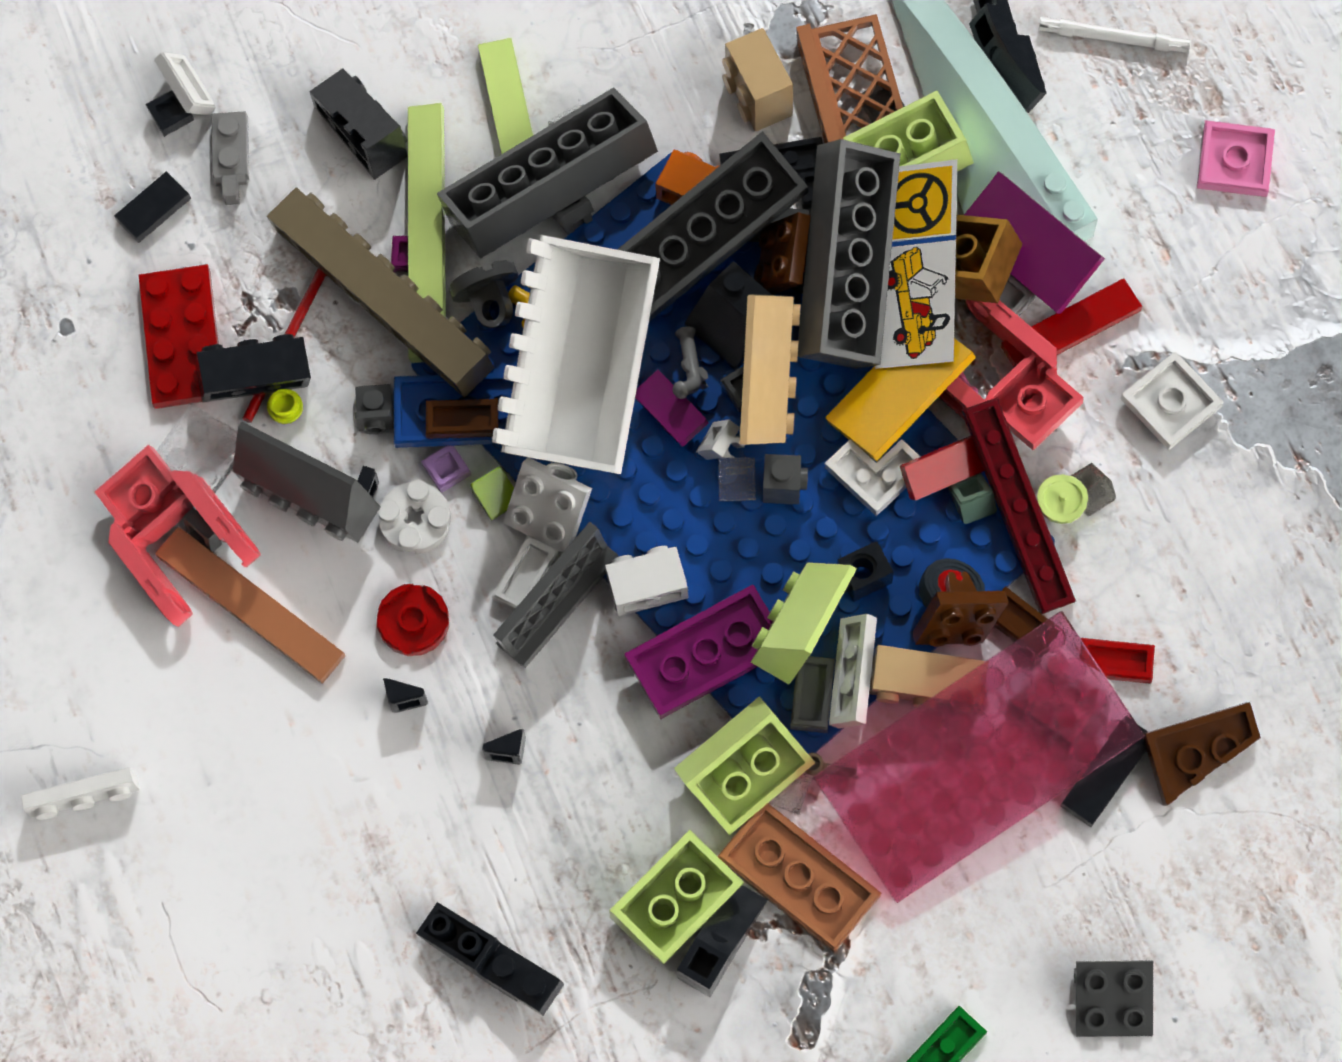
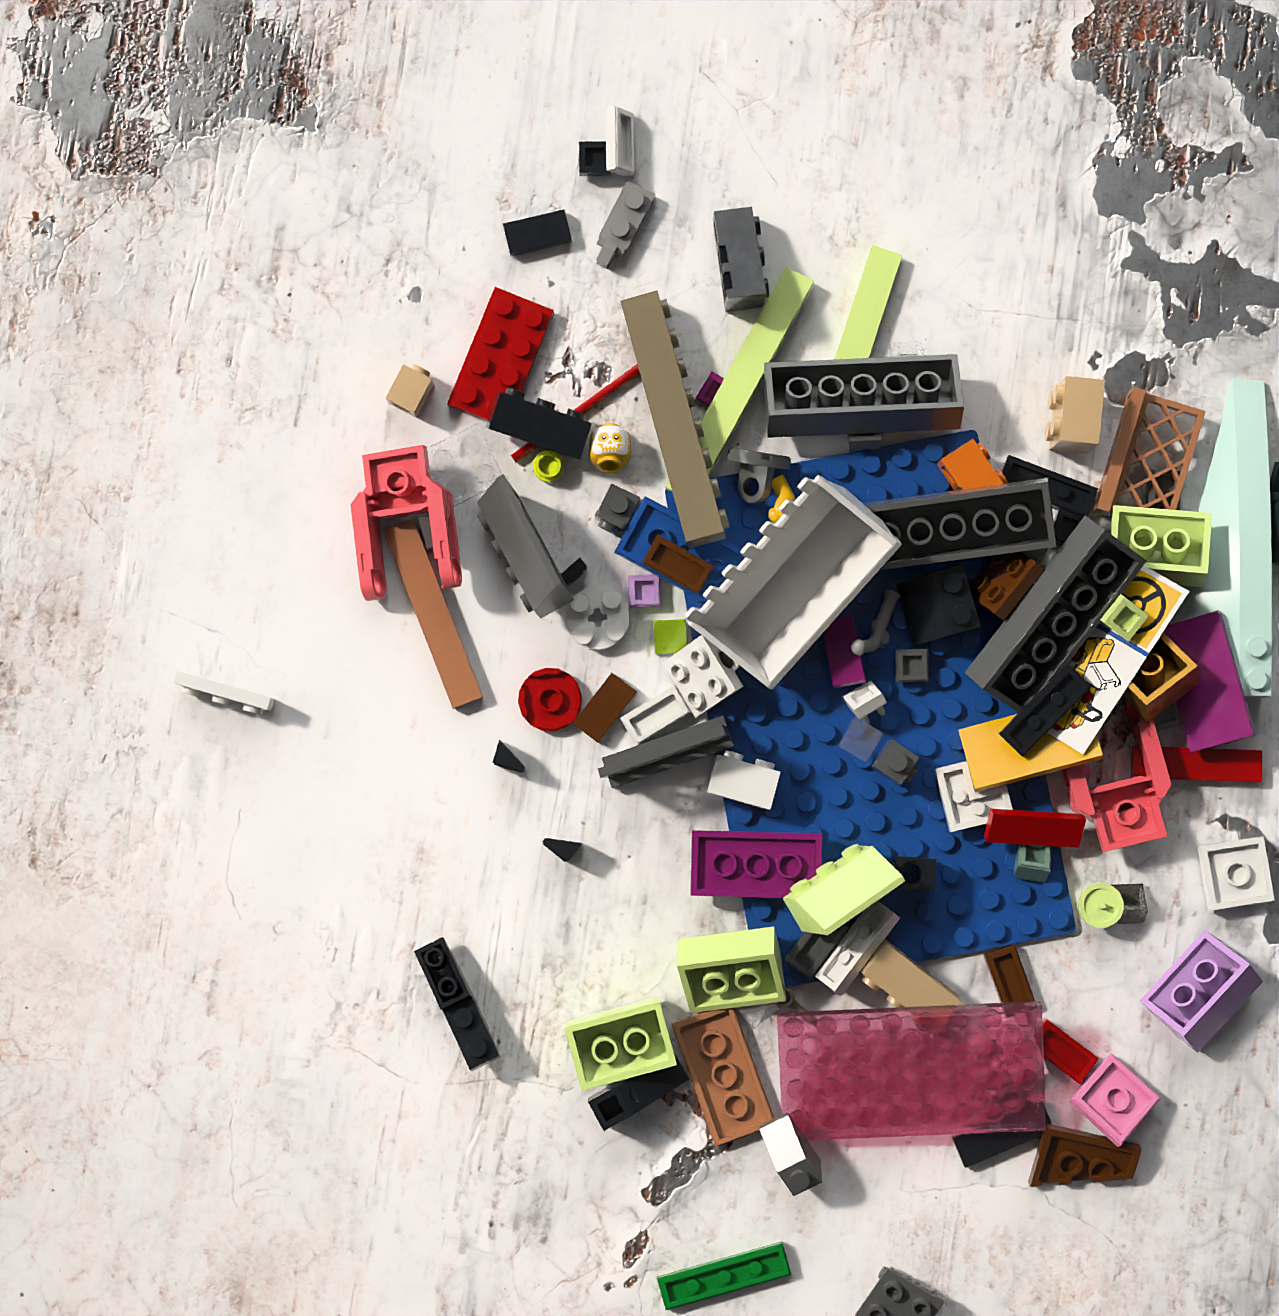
camera: 20 degrees right, 15 degrees up
(108, 410) = (410, 389): none -> tan brick
(334, 354) = (610, 448): none -> head
(471, 596) = (604, 707): none -> reddish brown tile
(767, 369) = (934, 674): tan slope -> none
(892, 344) = (1045, 709): none -> black tile
(911, 905) = (792, 1154): none -> slope
(912, 216) = (1124, 617): none -> yellowish green plate
(956, 605) = (968, 938): reddish brown plate -> none
(1018, 506) = (1063, 890): dark red tile -> none
(1194, 672) = (1114, 1100): none -> bright pink tile
(1211, 524) = (1201, 991): none -> lavender slope

